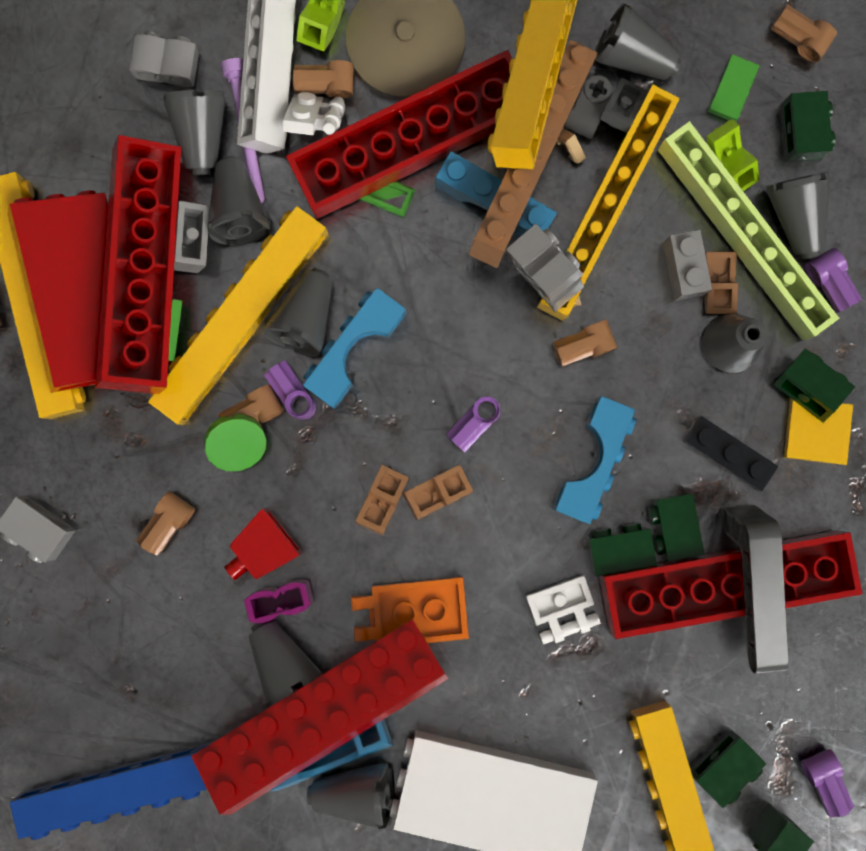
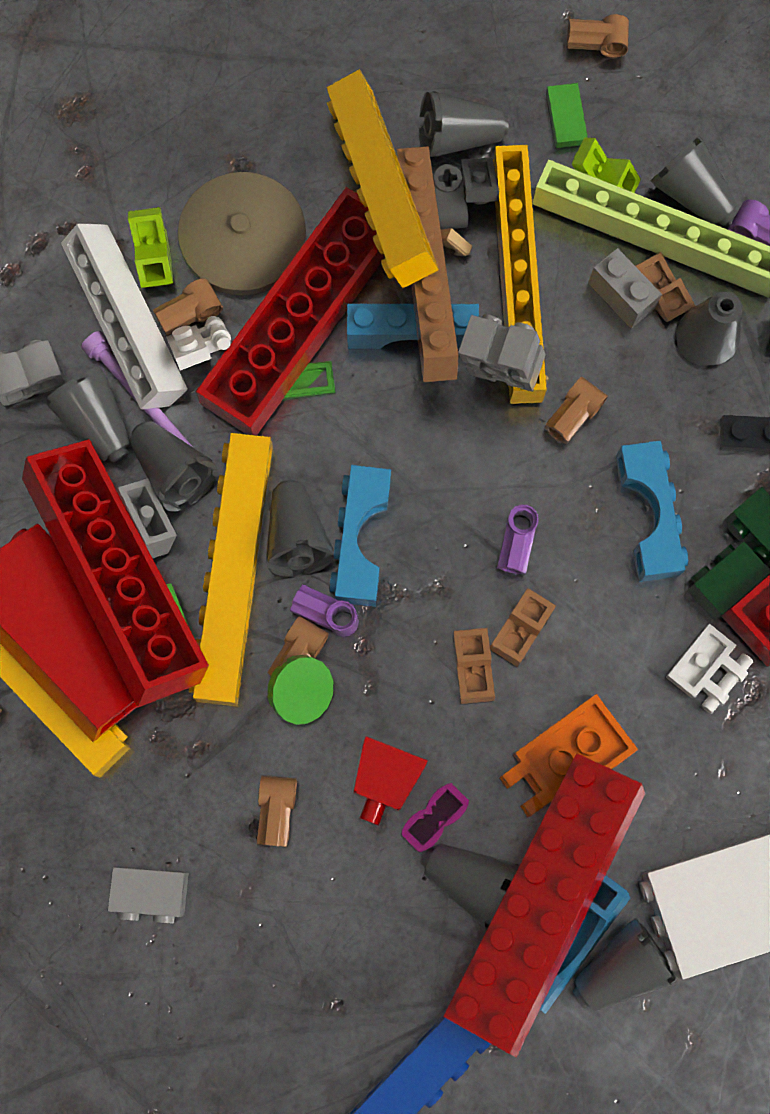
camera: 25 degrees left, 10 degrees down
(808, 126) = (653, 110): dark green brick -> none

